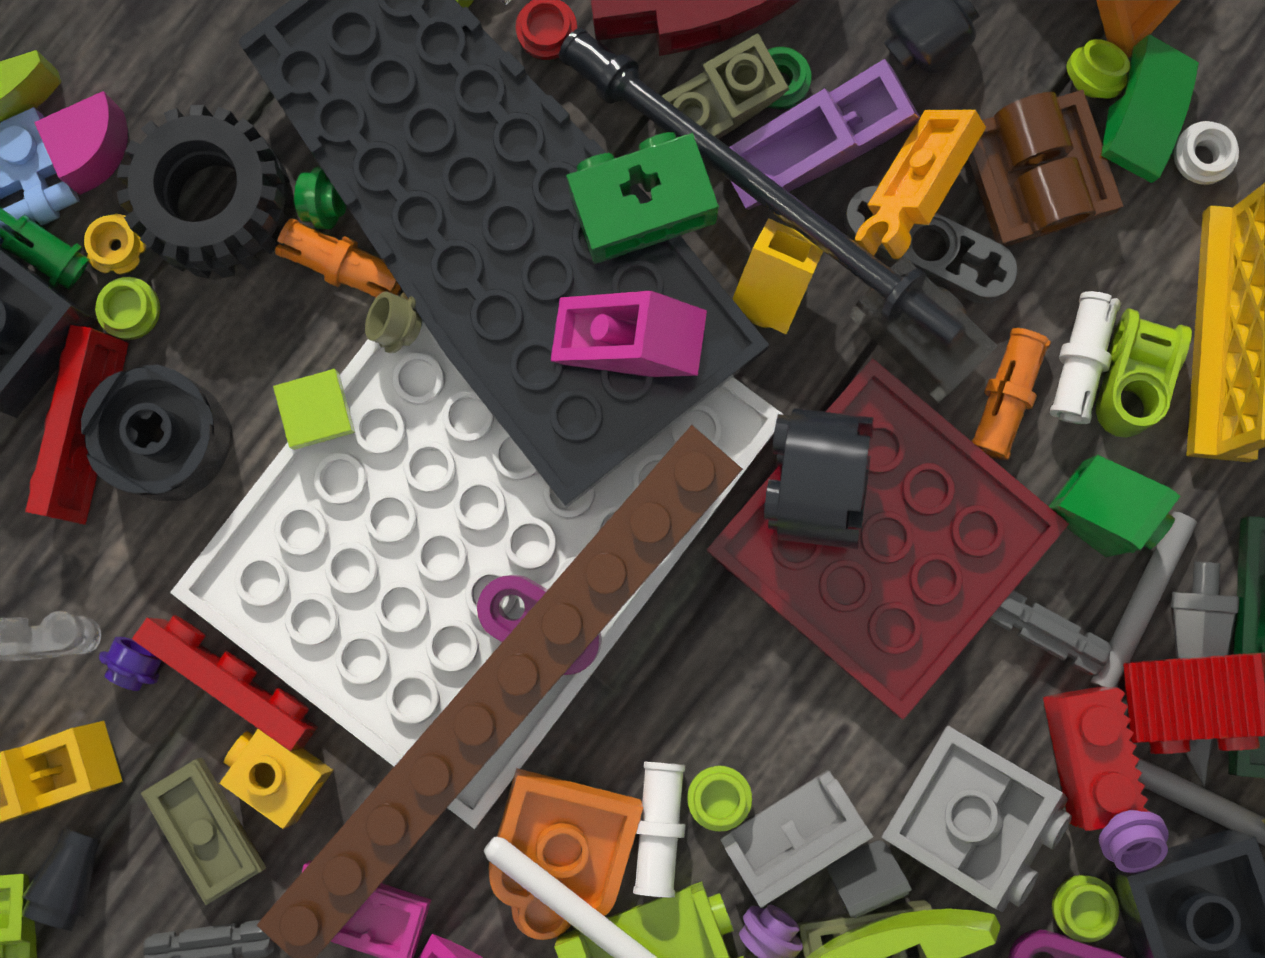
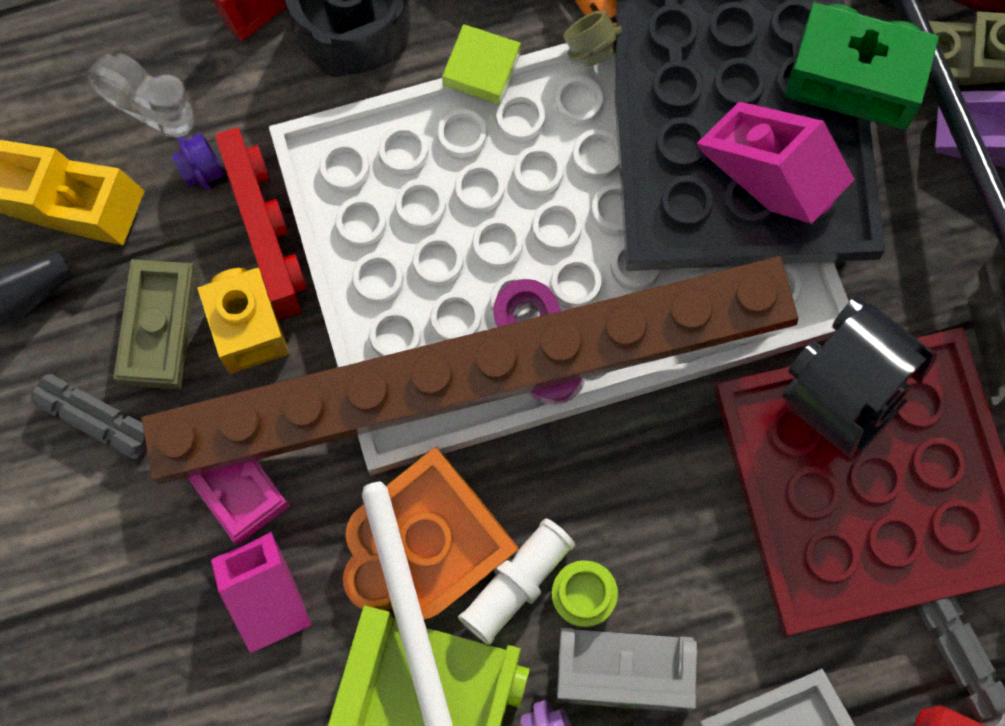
camera: 30 degrees right, 10 degrees down
(776, 276) = (927, 209): yellow brick -> none

